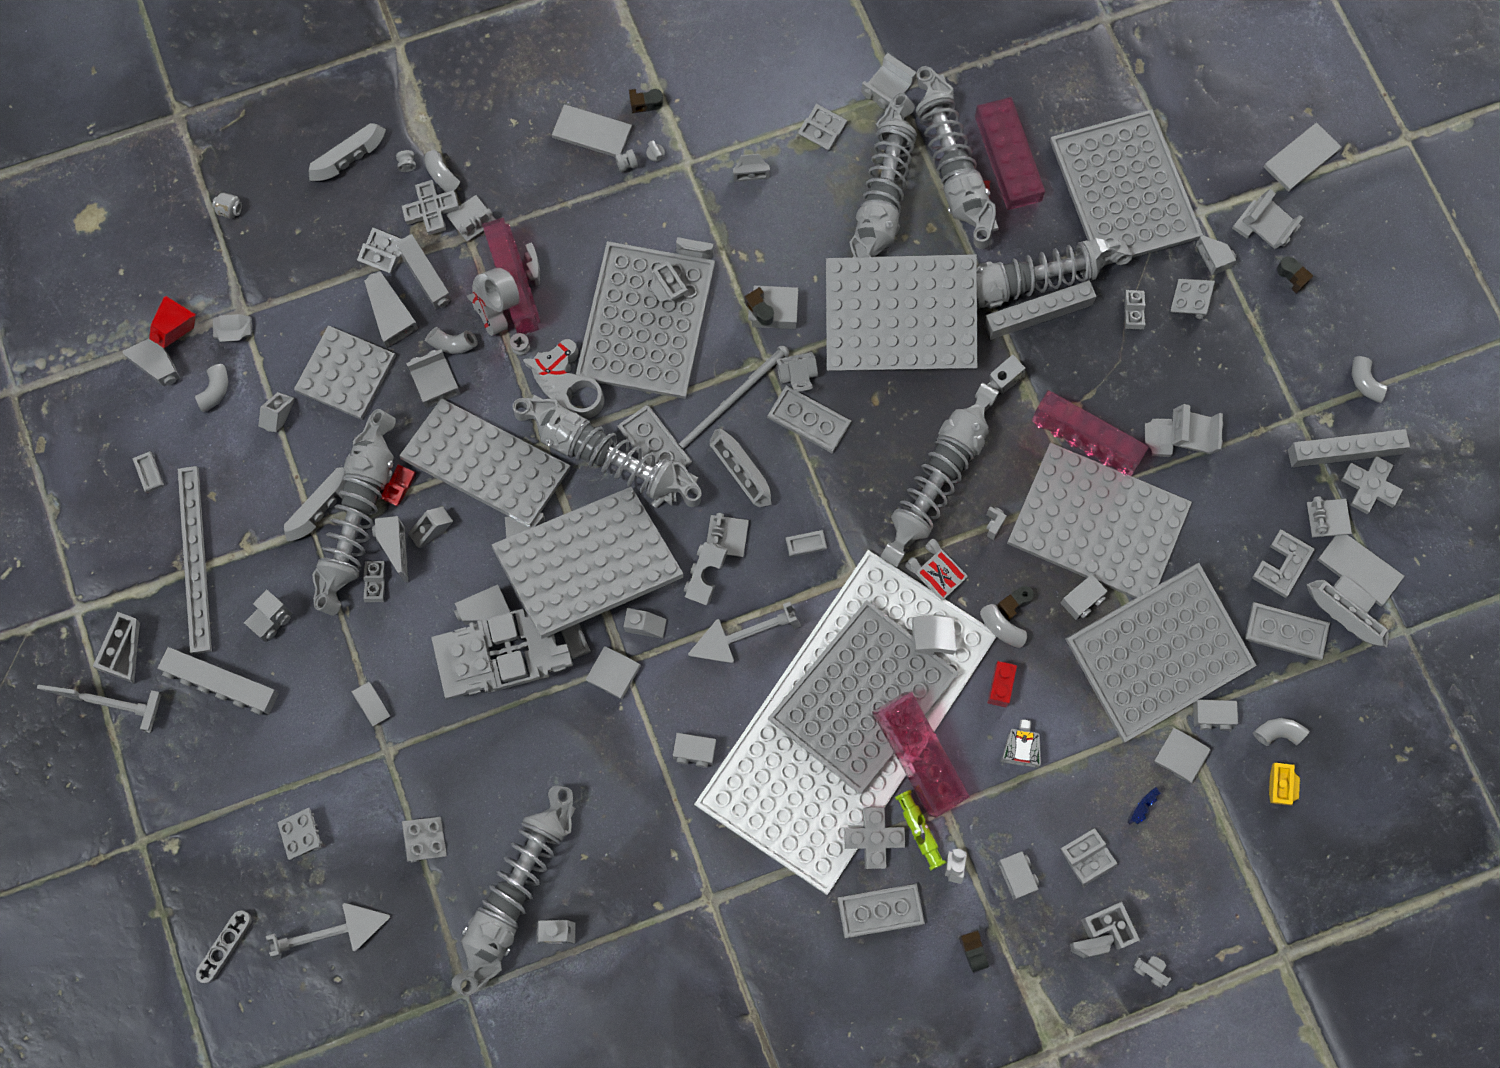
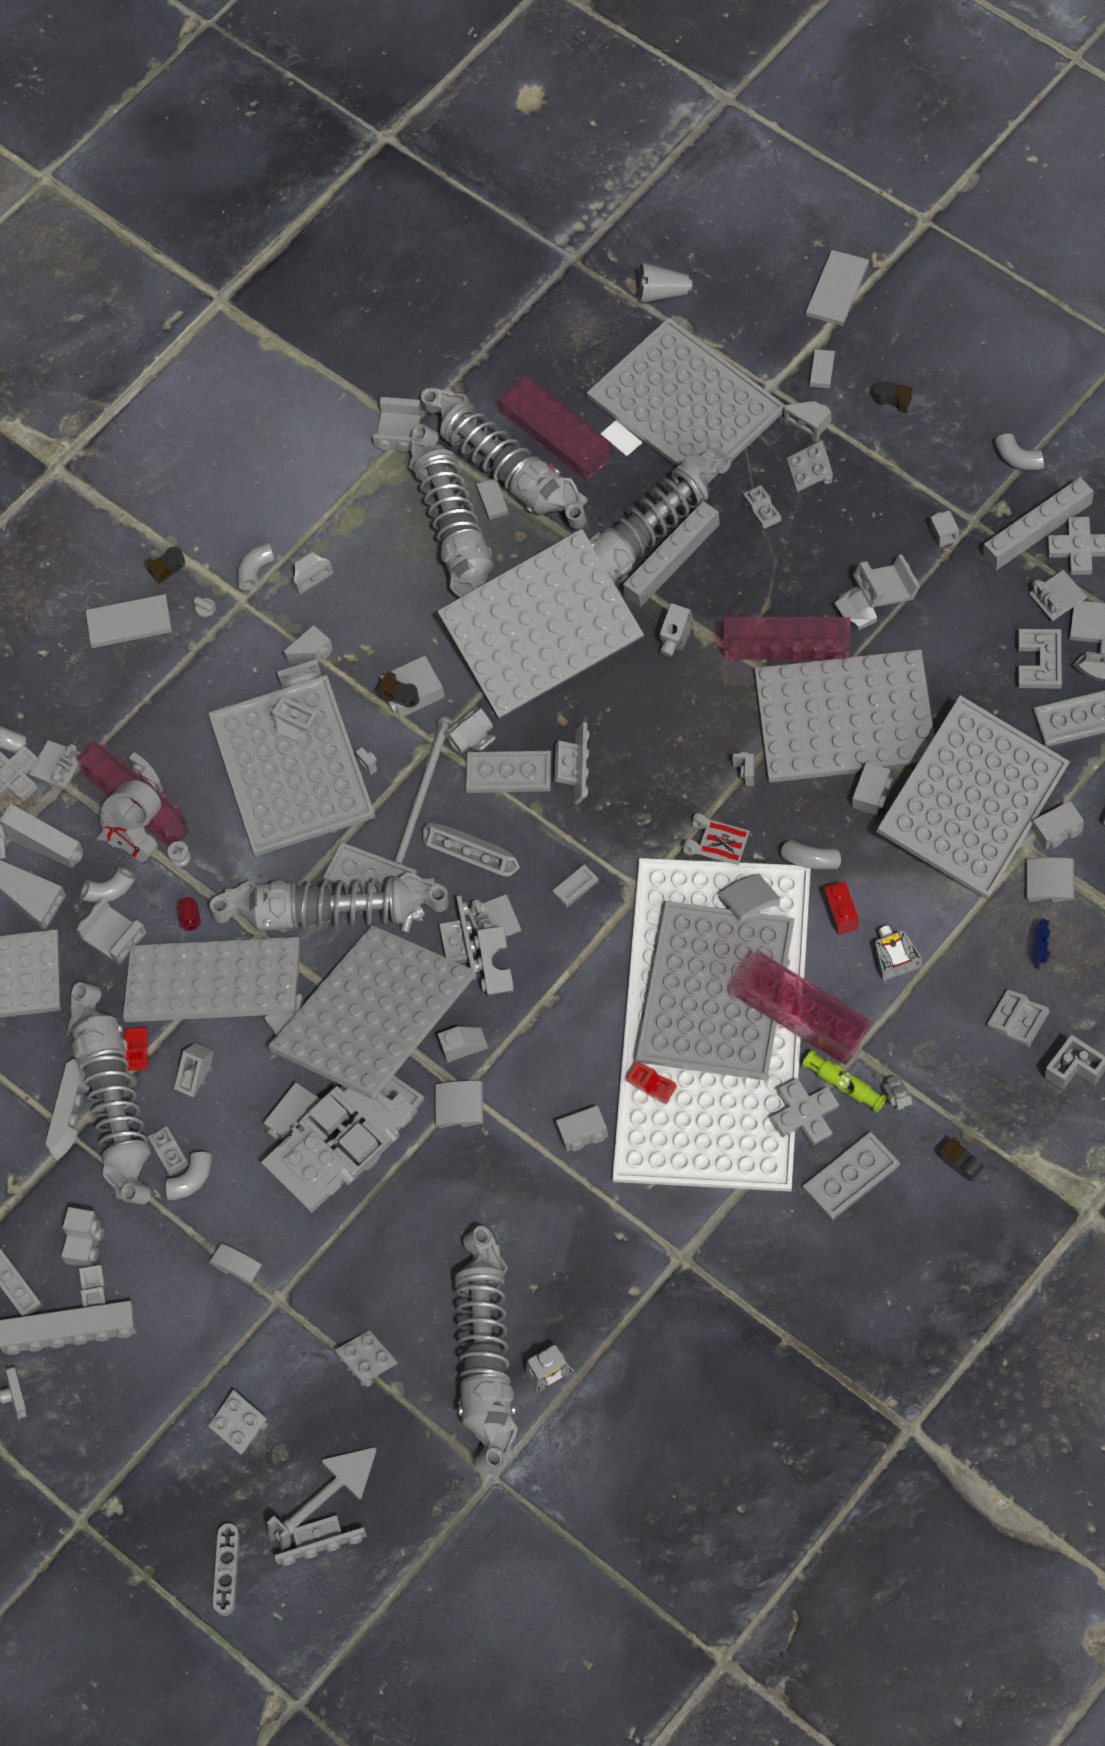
camera: 20 degrees left, 10 degrees down
(255, 662) = (93, 1286): none -> light grey slope
(304, 963) = (319, 1537): none -> light grey bracket
(376, 616) = (192, 1179): none -> light grey cylinder
(391, 536) = (163, 1100): light grey slope -> none
(498, 398) = (188, 914): none -> dark red brick
(555, 380) = (232, 867): light grey animal -> none
(621, 160) = (181, 629): light grey wheel -> none
(687, 537) = (456, 939): none -> light grey bracket
(706, 348) = (367, 760): none -> light grey plate
(711, 136) = (252, 563): none -> light grey cylinder
(714, 230) = (308, 647): none -> light grey slope
(715, 644) = (543, 1023): light grey piece -> none
(769, 743) = (651, 1083): none -> red slope
(822, 127) = (357, 498): light grey slope -> none
(861, 440) = (571, 763): none -> light grey bracket
(926, 185) = (492, 499): none -> light grey tile
(957, 443) = (667, 715): piece -> none
(1018, 598) = (809, 825): leg -> none
(1018, 875) = (961, 1069): light grey brick -> none
(1057, 189) = (621, 438): none -> white sticker
(1093, 946) = (1069, 1094): light grey slope -> none
(1162, 77) = (661, 283): none -> light grey cone
(1270, 409) = (944, 528): none -> light grey brick
(1271, 221) = (843, 360): light grey panel -> none

